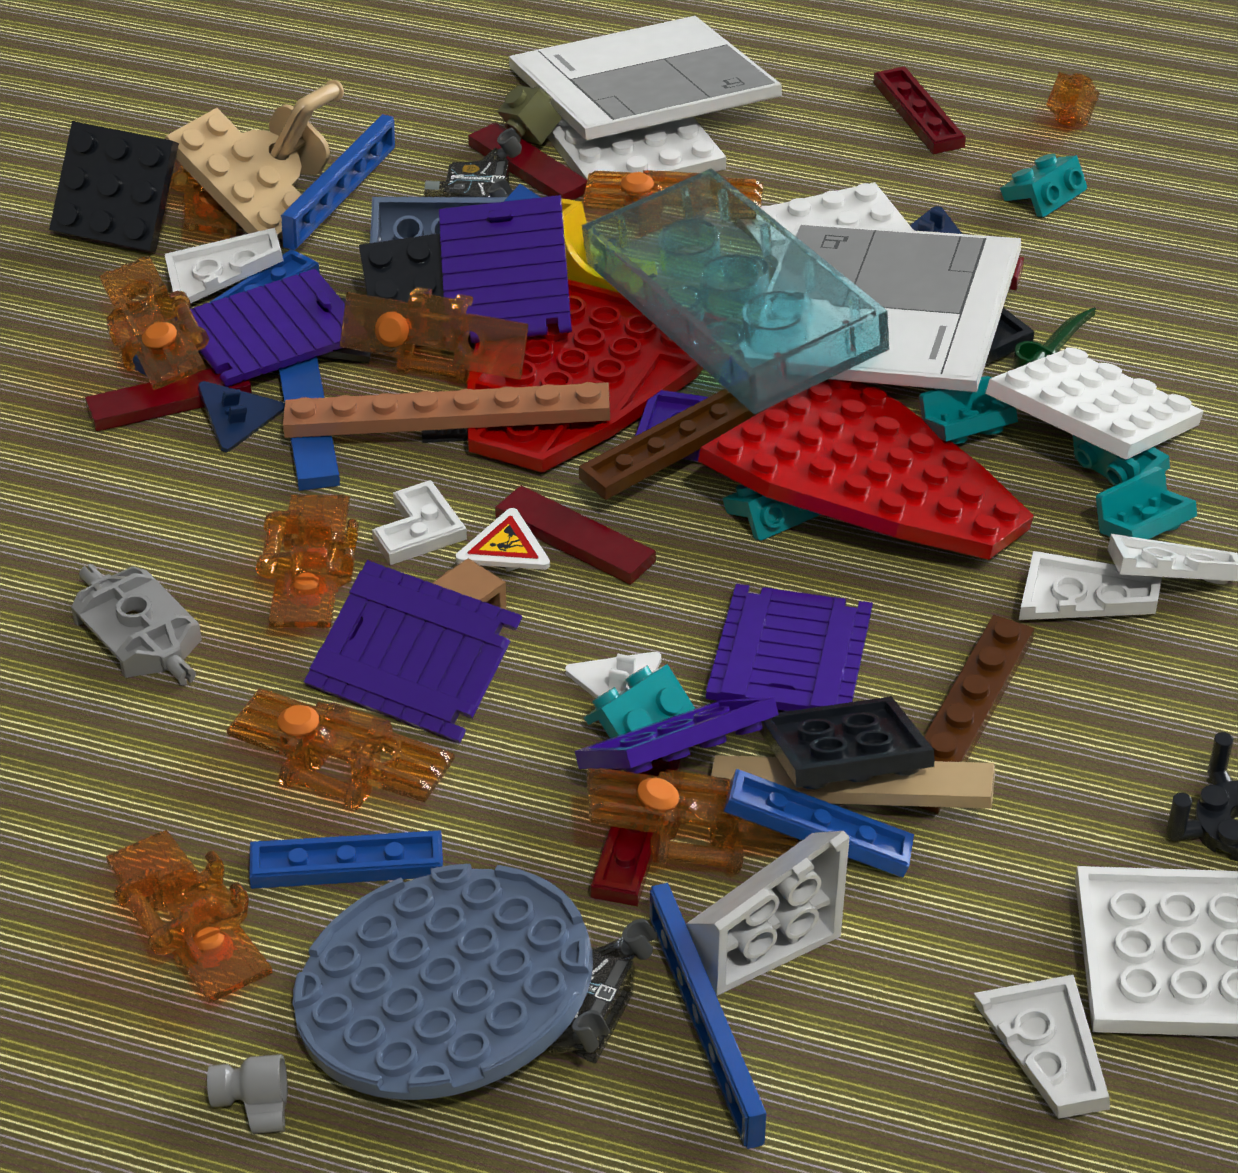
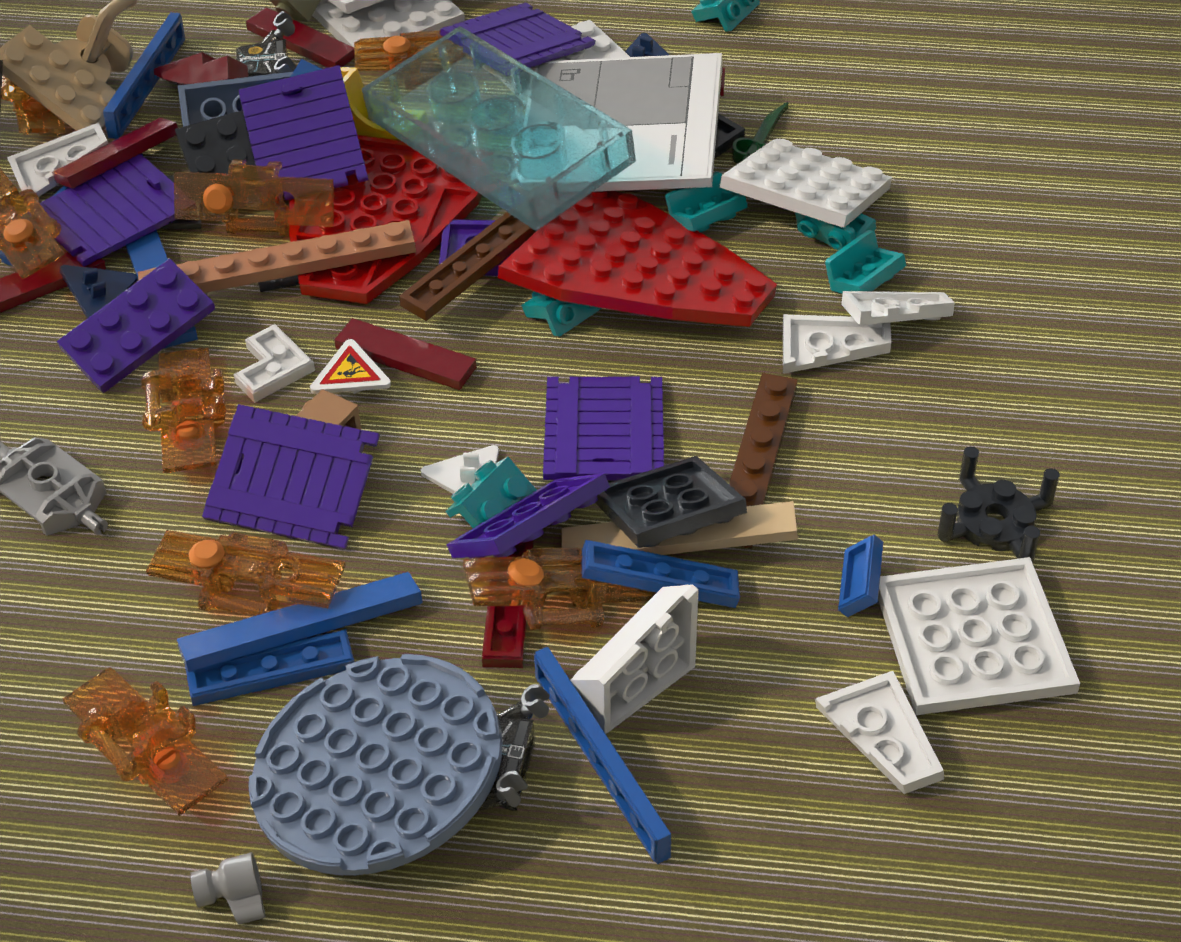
camera: 10 degrees left, 5 degrees up
(271, 459) = (136, 325): none -> dark purple plate
(287, 264) = (115, 153): none -> dark red tile
(389, 813) = (298, 622): none -> blue tile
(404, 181) = (201, 69): none -> dark red slope
(792, 189) = (526, 34): none -> dark purple door
(1060, 862) = (860, 575): none -> blue tile

